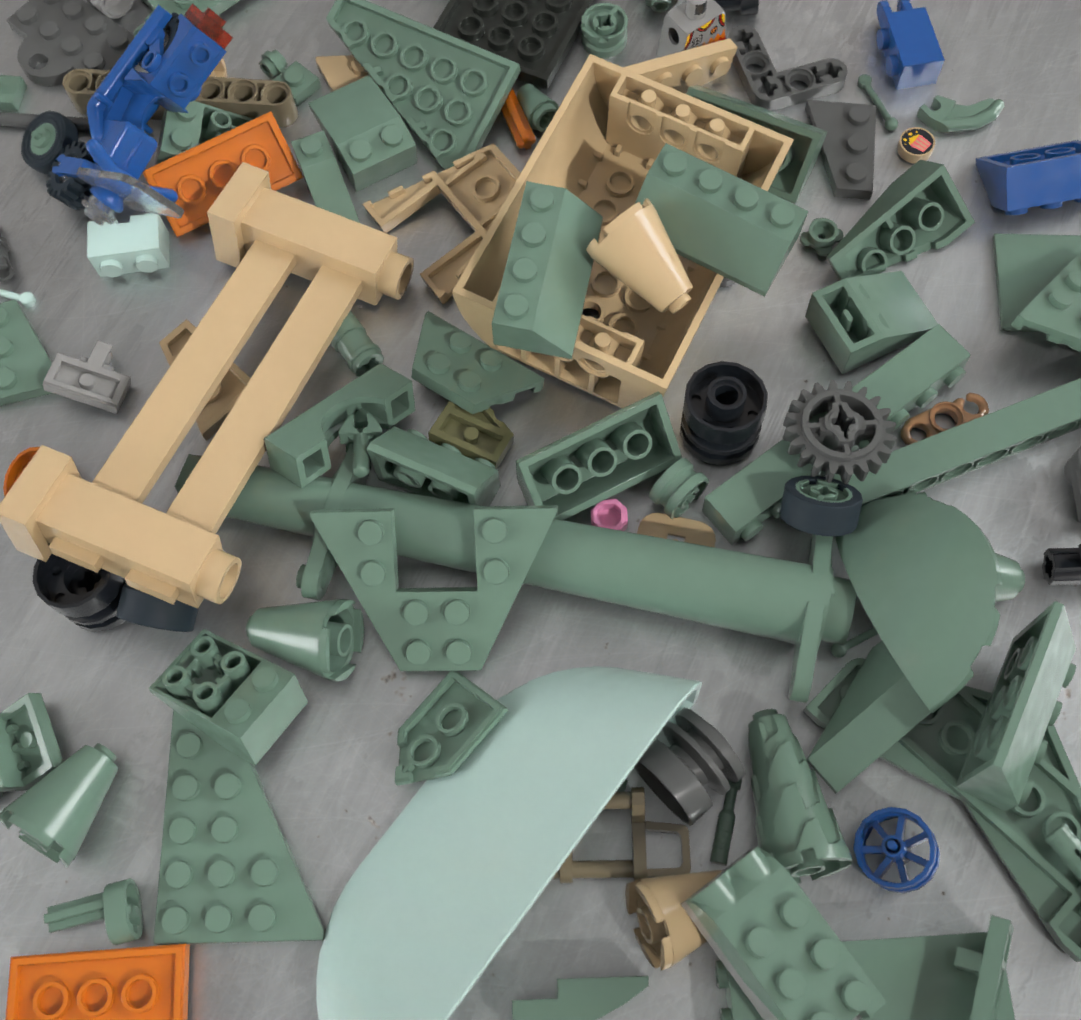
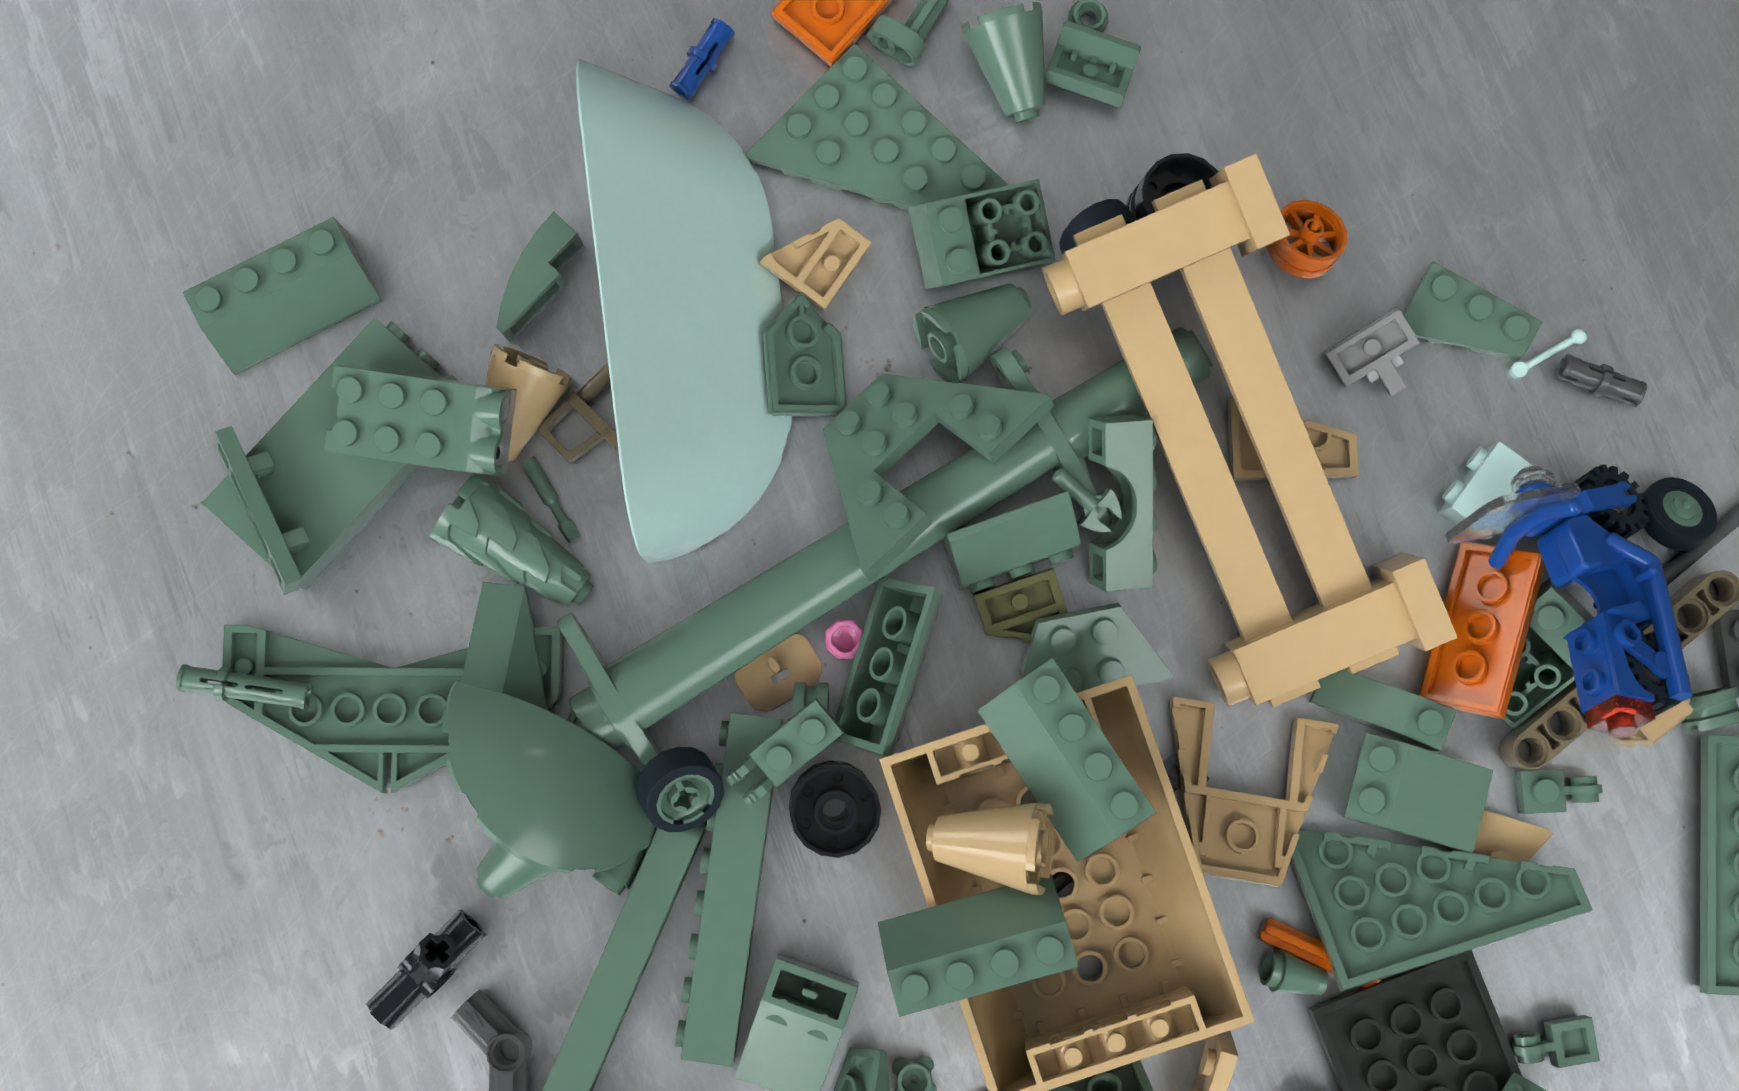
camera: 130 degrees right, 15 degrees up
(356, 346) = (1193, 588): sand green piece -> none
(357, 794) = (819, 261): none -> tan wing
(694, 759) = (600, 499): dark grey wheel -> none
(723, 467) = (788, 749): none -> sand green hinge
(847, 422) = (696, 899): dark grey gear -> none
(896, 849) = (408, 581): blue wheel -> none
(926, 419) = (643, 1000): medium nougat piece -> none
(1020, 711) = (396, 754): sand green slope -> none

